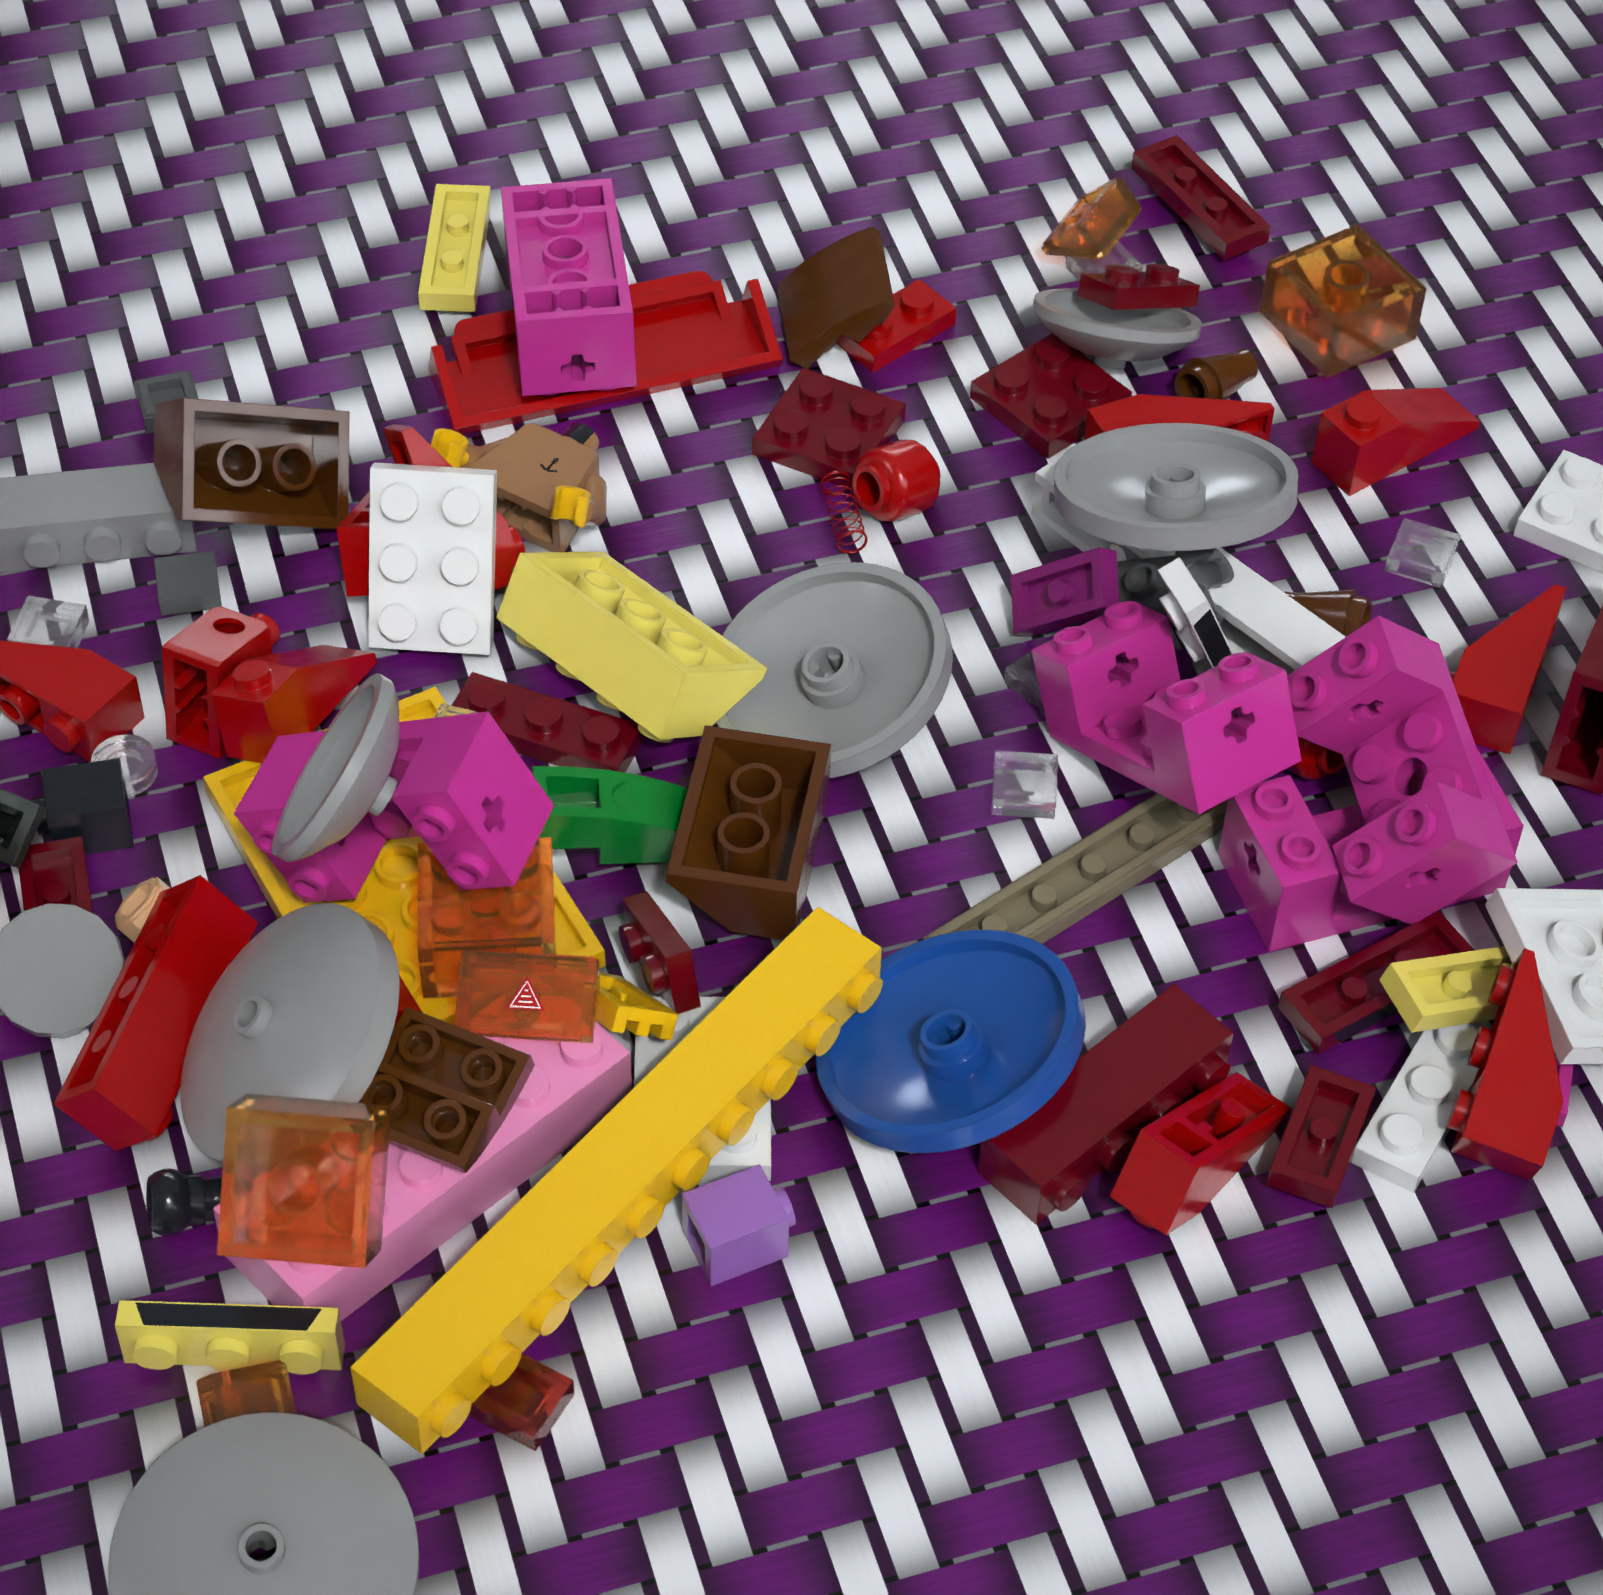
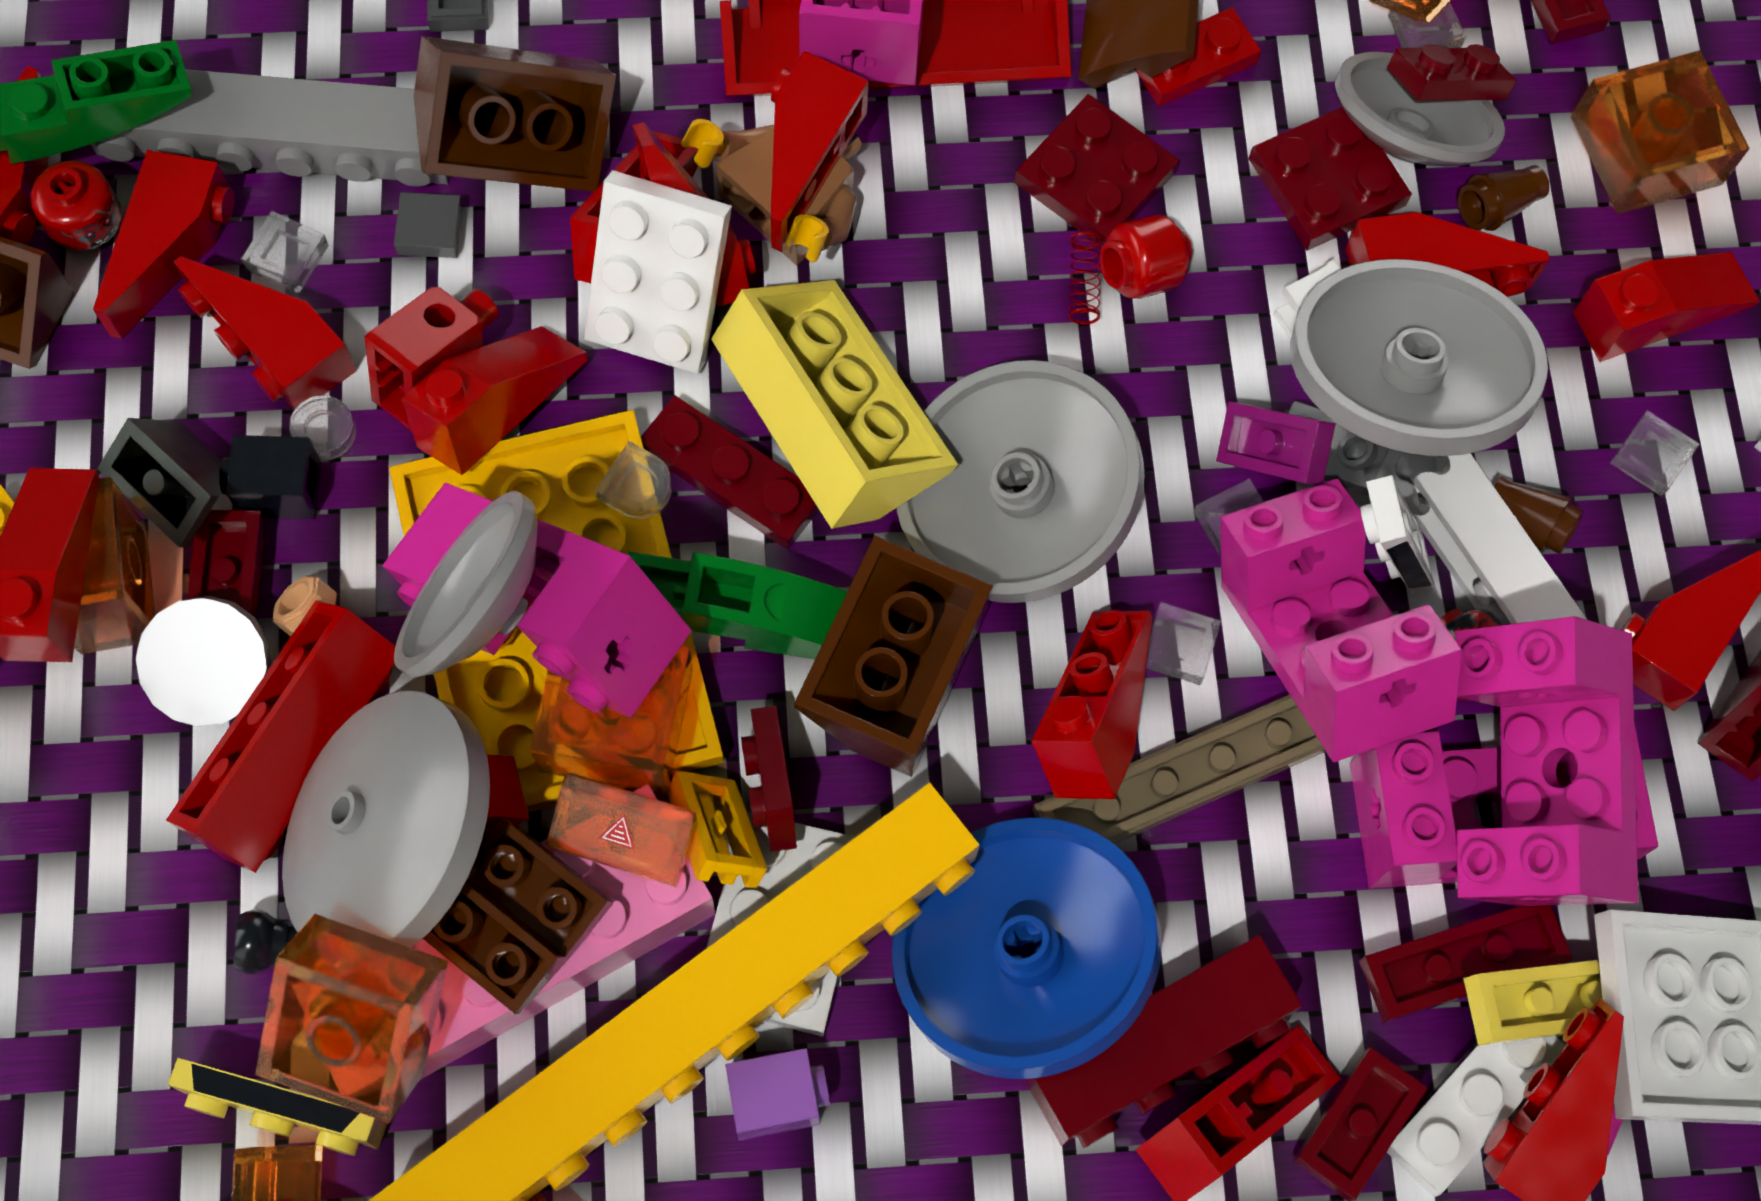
camera: 10 degrees right, 20 degrees up
(551, 418) = (813, 123): none -> red slope
(960, 842) = (1095, 710): none -> red slope

